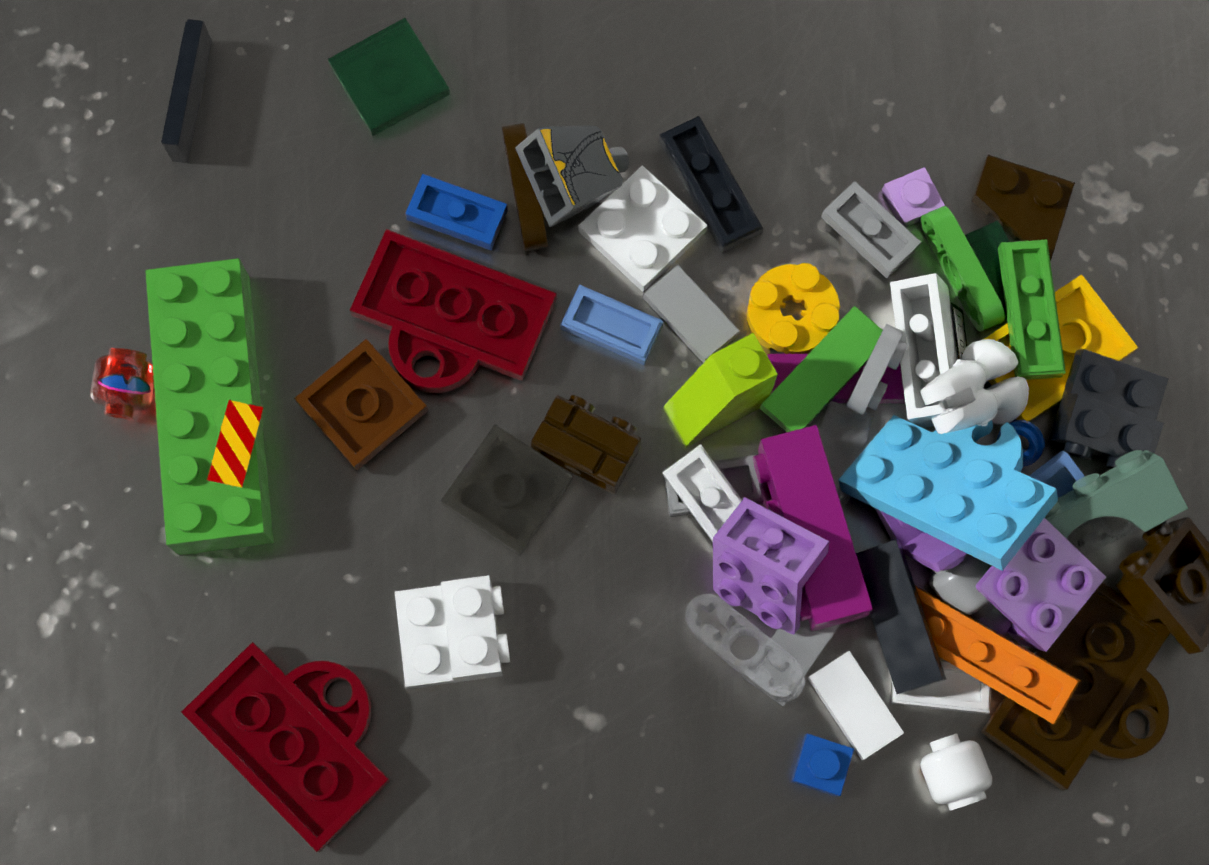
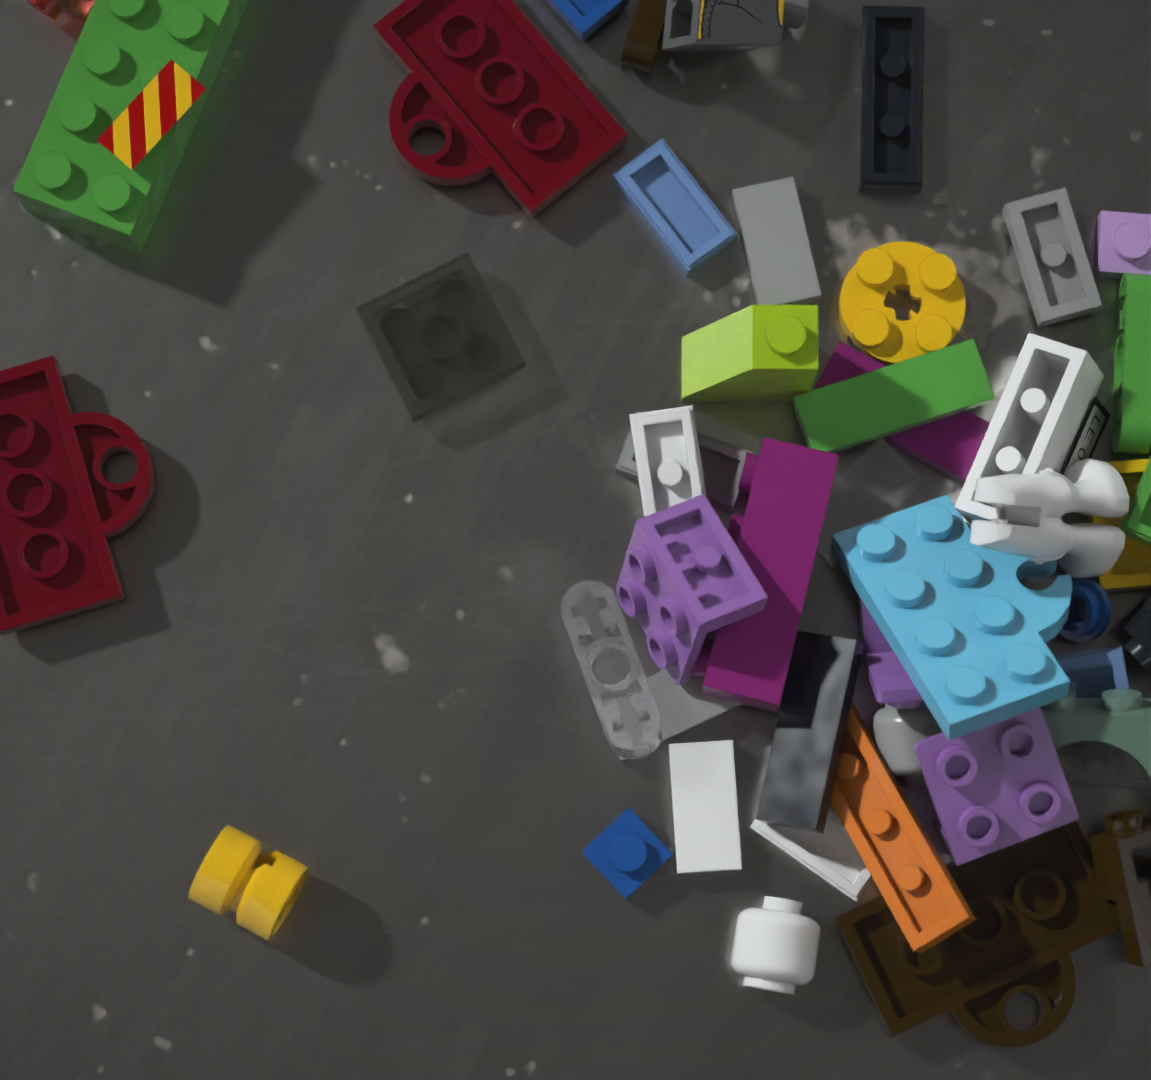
camera: 30 degrees right, 5 degrees up
(361, 404) = (326, 145): reddish brown plate -> none
(451, 632) = (285, 468): white plate -> none
(587, 443) = (563, 332): dark brown brick -> none
(642, 228) = (777, 110): white plate -> none
(886, 353) = (969, 415): light grey plate -> none

